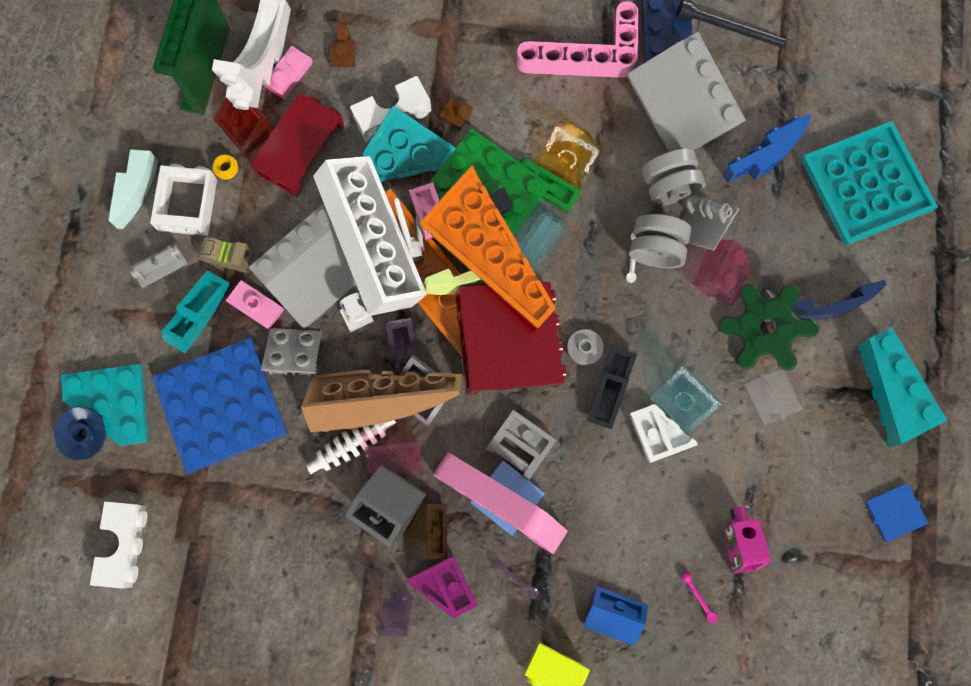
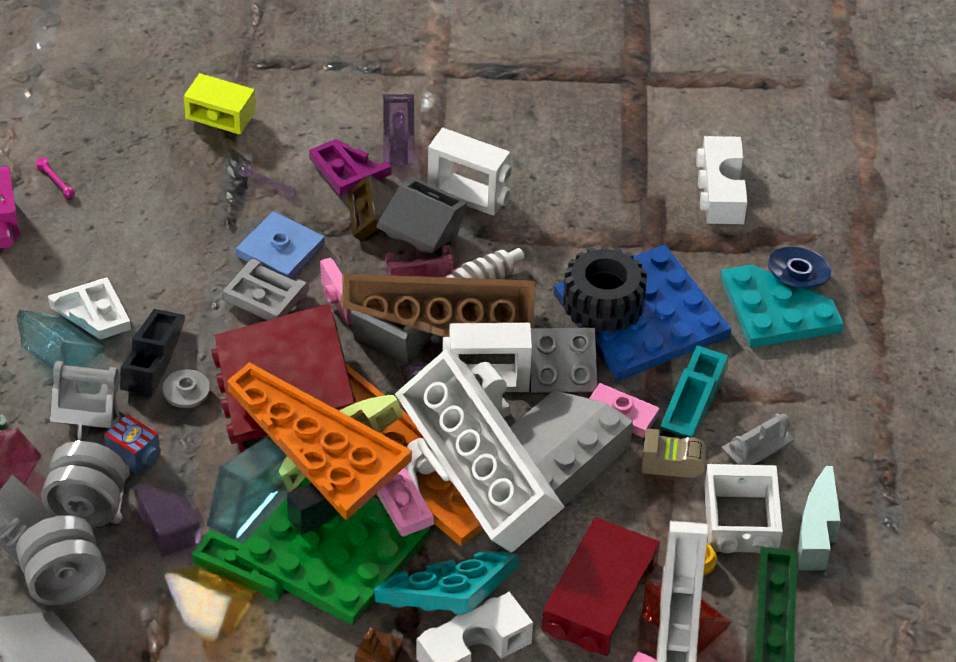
camera: 175 degrees right, 30 degrees down
(230, 384) = (604, 289): none -> black tyre
(338, 555) = (458, 148): none -> white window
(349, 342) = (495, 339): none -> white window
(463, 435) = (332, 282): none -> bright pink plate
(501, 502) = (290, 215): bright pink beam -> none
(598, 222) = (168, 518): none -> clear purple slope
(616, 616) = (150, 157): blue panel -> none
(624, 290) = (134, 443): none -> medium blue brick
(663, 315) = (81, 408): none -> light grey piece

